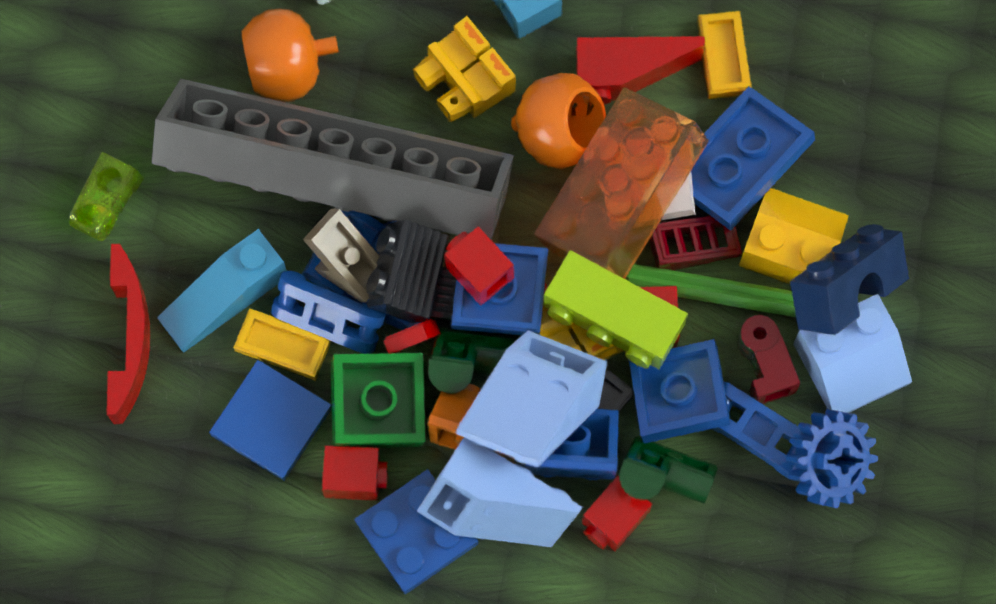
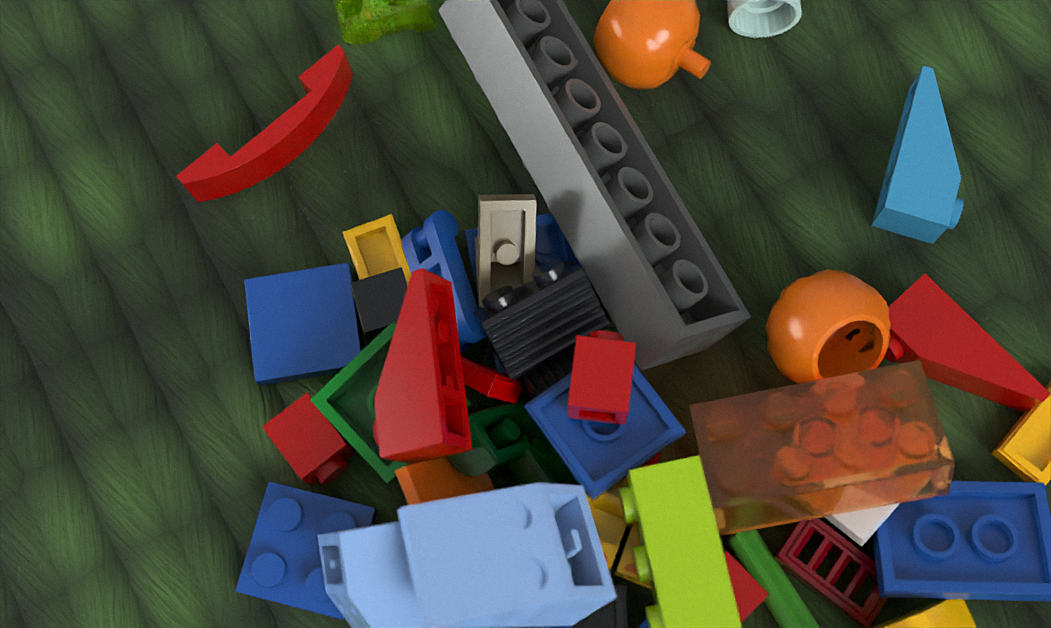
camera: 55 degrees right, 0 degrees up
(223, 290) = (389, 177): dark azure slope -> none
(306, 357) = (379, 299): none -> black tile
(393, 366) = (422, 383): none -> red slope
(469, 69) = (797, 207): yellow hips -> none

